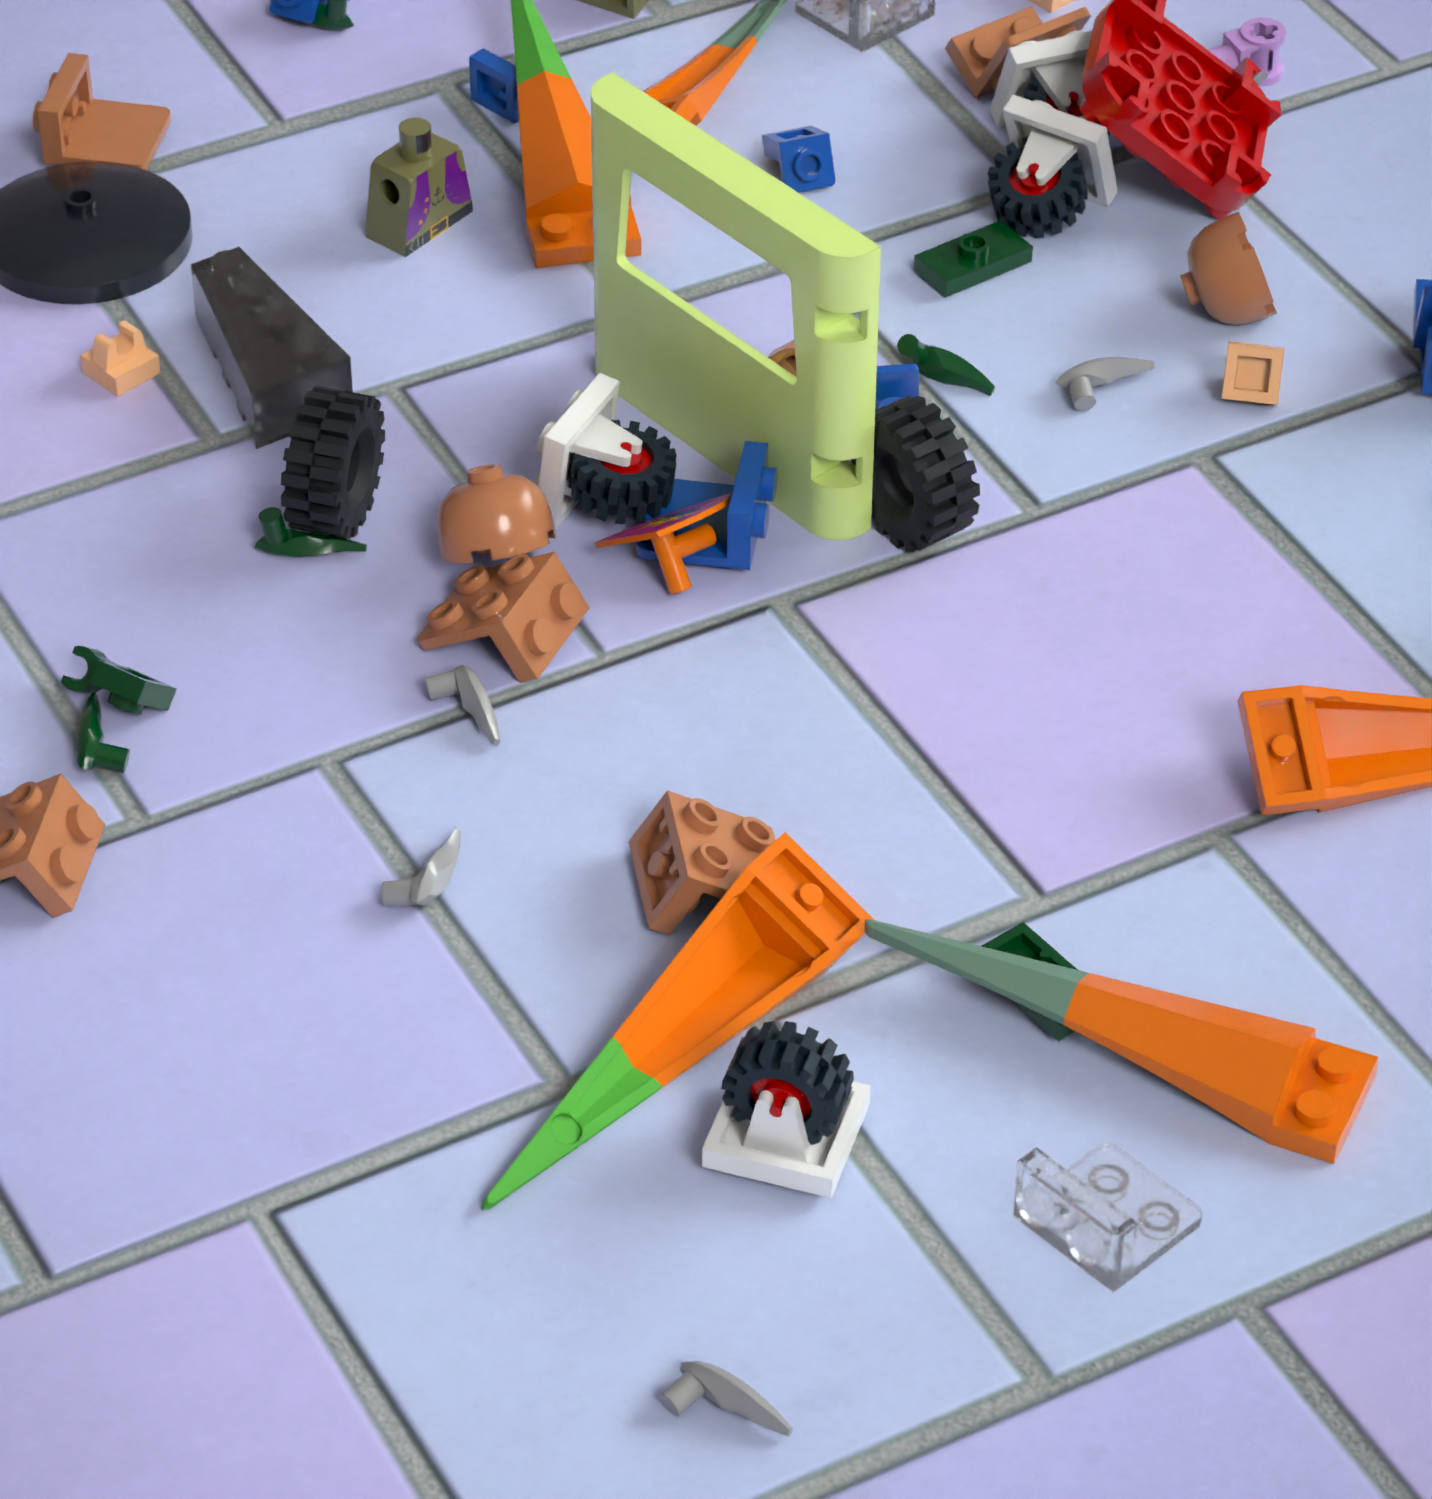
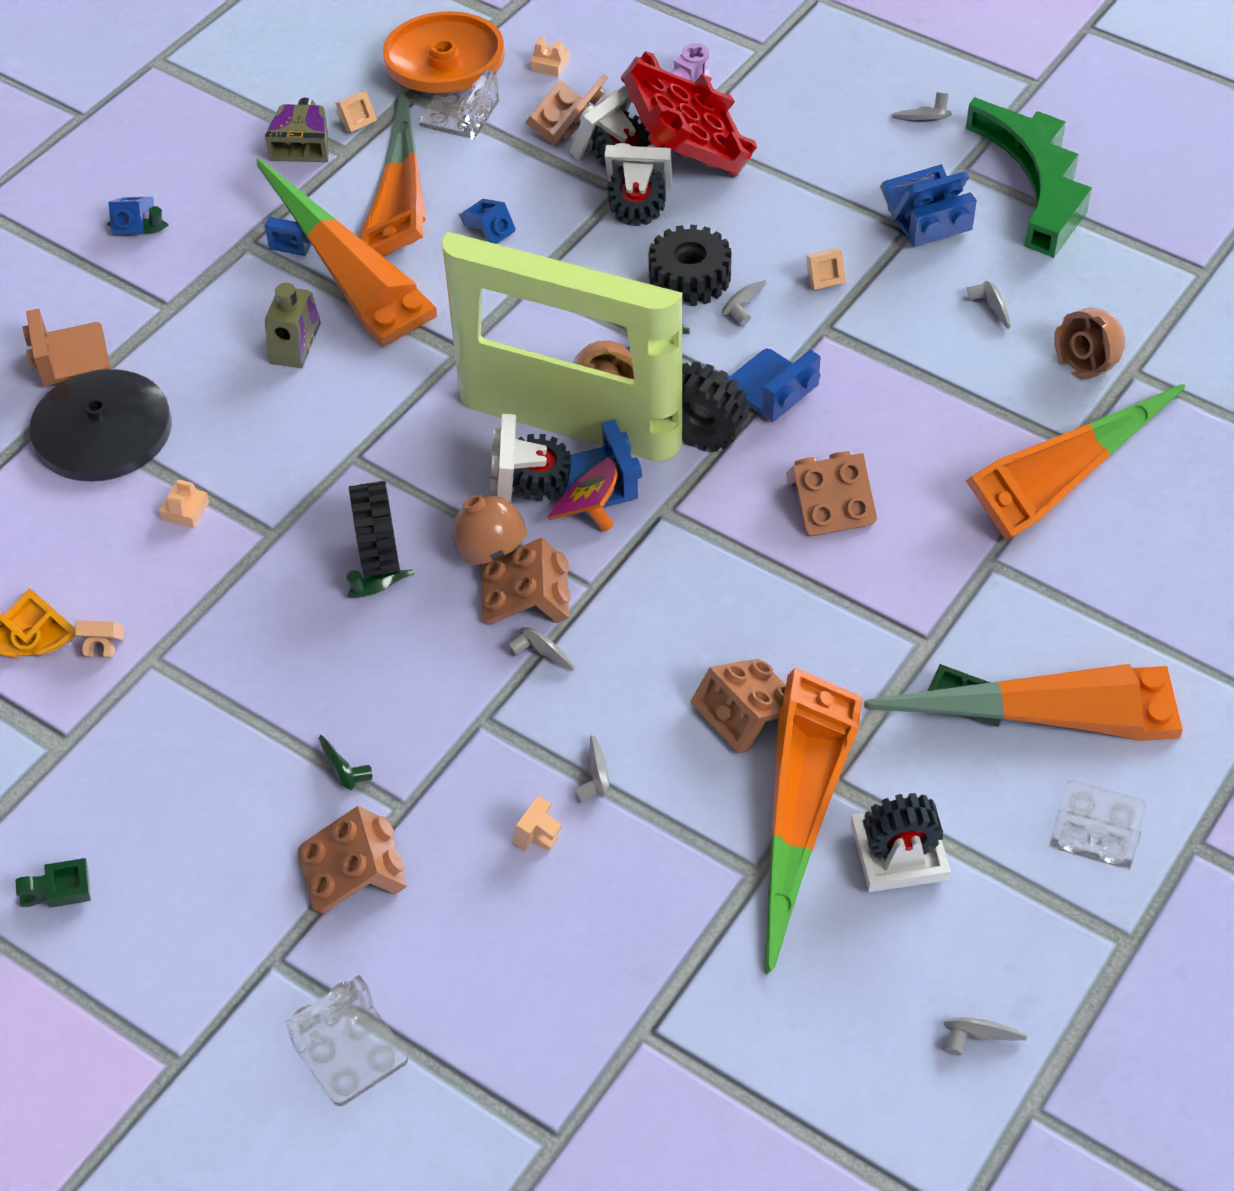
camera: 25 degrees left, 10 degrees up
(128, 687) = (342, 723): dark green plate -> none
(263, 343) = (272, 463): clear smoke wedge -> none
(291, 900) = (537, 826): none -> light nougat tile
(973, 258) = (625, 250): dark green plate -> none
(1036, 657) = (833, 493): none -> nougat bracket
(1050, 303) = (694, 280): none -> black tyre
(1062, 491) = (775, 382): none -> blue bracket
(1227, 274) = (776, 212): nougat cylinder -> none

